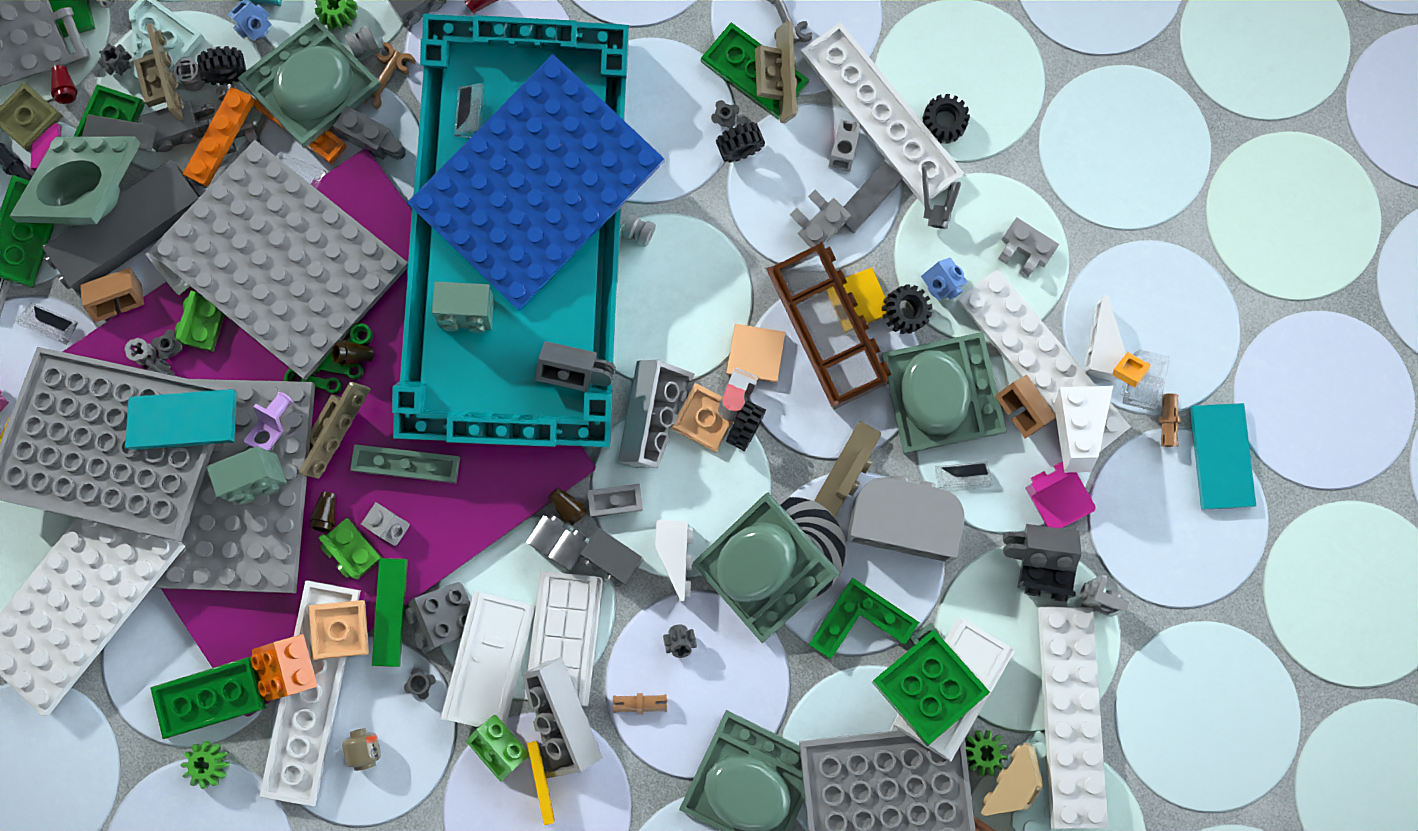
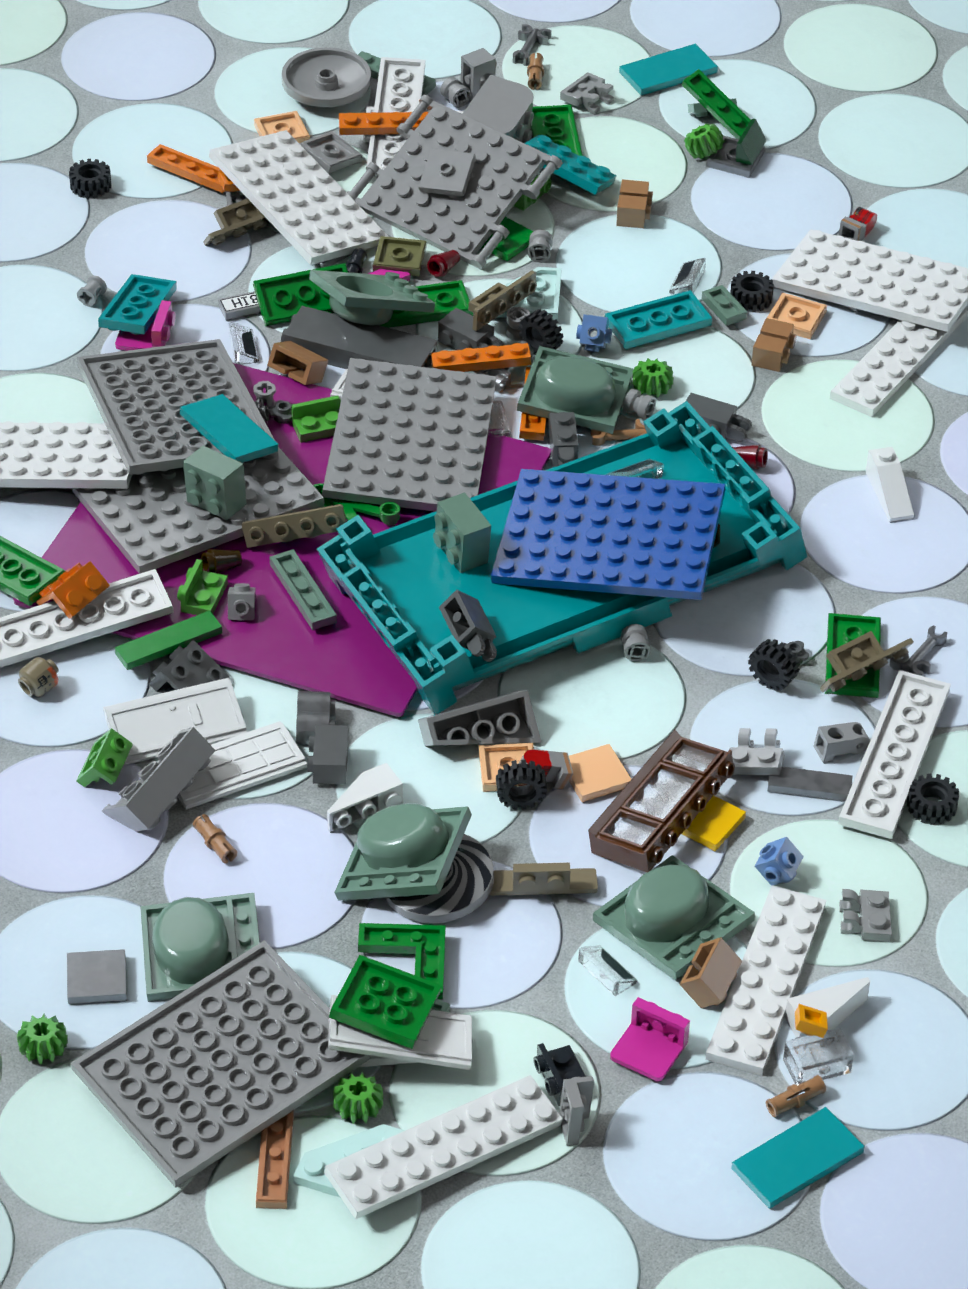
camera: 55 degrees right, 35 degrees down
(107, 127) = (442, 311): dark grey tile -> none
(115, 59) = (490, 276): dark grey gear -> none
(269, 421) = (273, 479): lavender bracket -> none
(338, 629) = (130, 607): light nougat tile -> none
(351, 353) = (368, 510): dark brown cone -> none
(412, 686) = (121, 690): dark grey plate -> none
(541, 782) = (94, 802): yellow tile -> none
(567, 506) = (350, 709): dark brown cone -> none
(615, 500) = (382, 738): light grey plate -> none
(679, 641) = (291, 834): dark grey gear -> none
(907, 518) = (528, 929): light grey brick -> none
(918, 302) = (734, 837): black tyre -> none
(940, 215) = (835, 833): dark grey plant -> none
(1017, 784) = (346, 1125): tan slope -> none
(1044, 547) = (589, 1048): dark grey hinge -> none
(1081, 424) = (724, 1002): white wedge -> none

